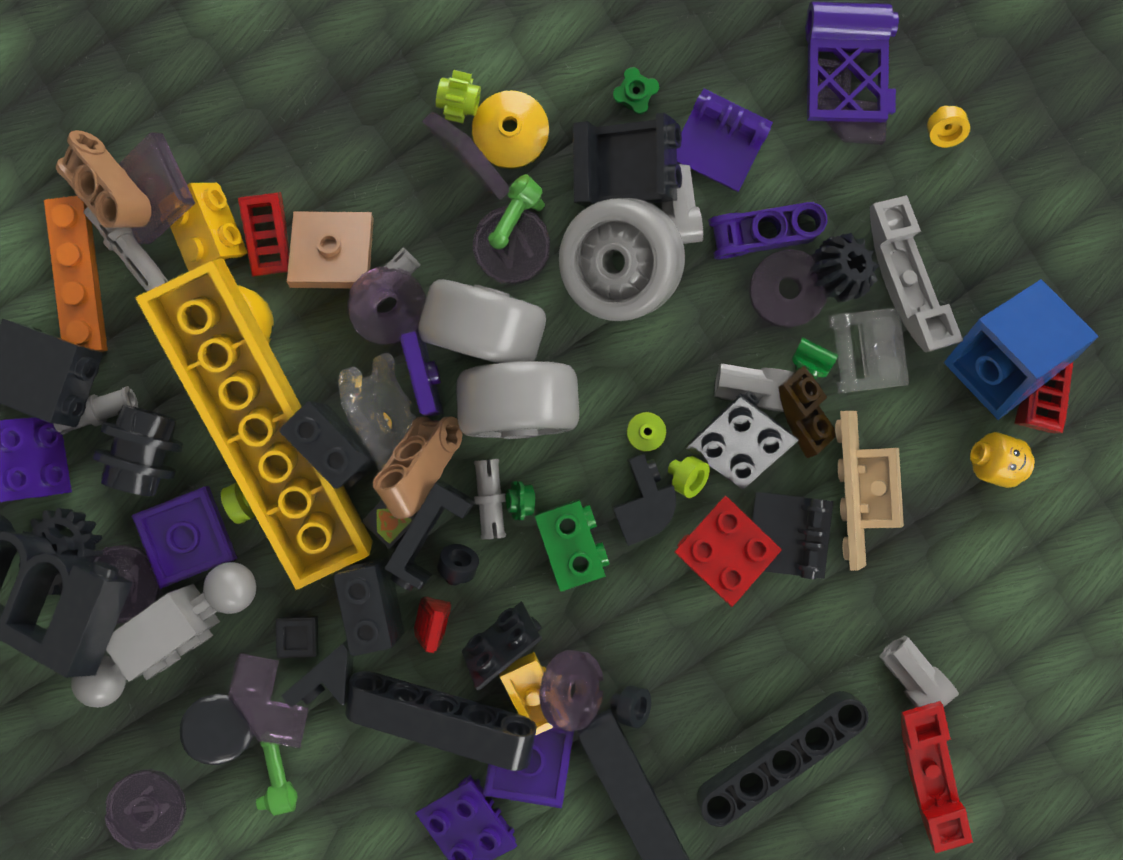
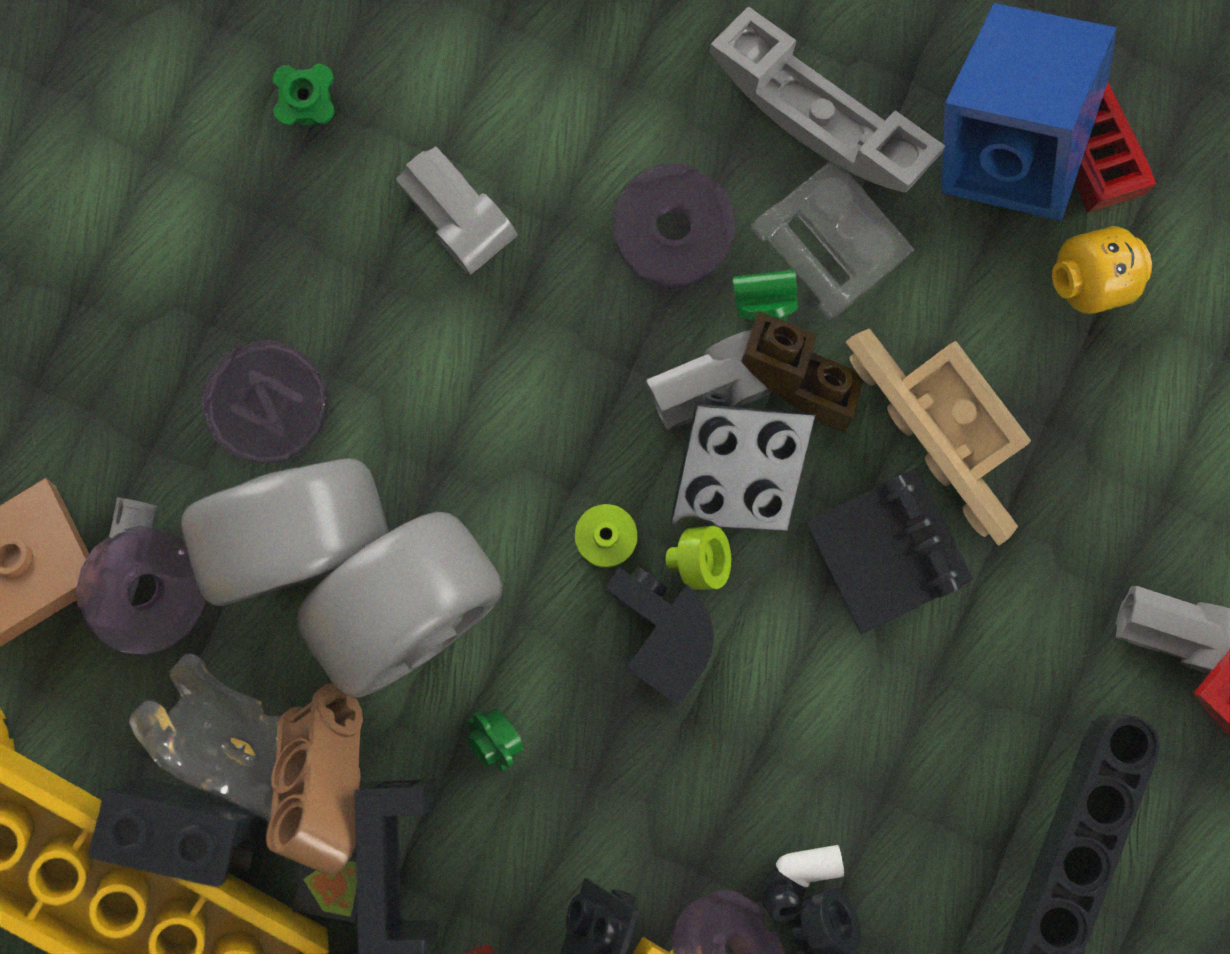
camera: 25 degrees left, 5 degrees down
(423, 374) = (248, 652): dark purple plate -> none
(457, 564) = (463, 883): black tile -> none
(458, 96) = (67, 250): lime gear -> none
(465, 149) = (113, 312): clear purple tile -> none
(489, 499) = (451, 764): light grey pin -> none
(516, 147) = (184, 273): yellow dish -> none
(524, 195) = (240, 324): bright green piece -> none
(571, 544) = (601, 755): green brick -> none
(627, 161) = (348, 196): black panel -> none
(630, 669) = (793, 876): none -> arm
(651, 254) = (458, 296): light grey wheel -> none
(722, 139) = (457, 88): dark purple hinge -> none
(727, 551) = (819, 626): red hinge -> none
(745, 235) = (572, 193): dark purple piece -> none
(844, 268) = (727, 150): black gear -> none

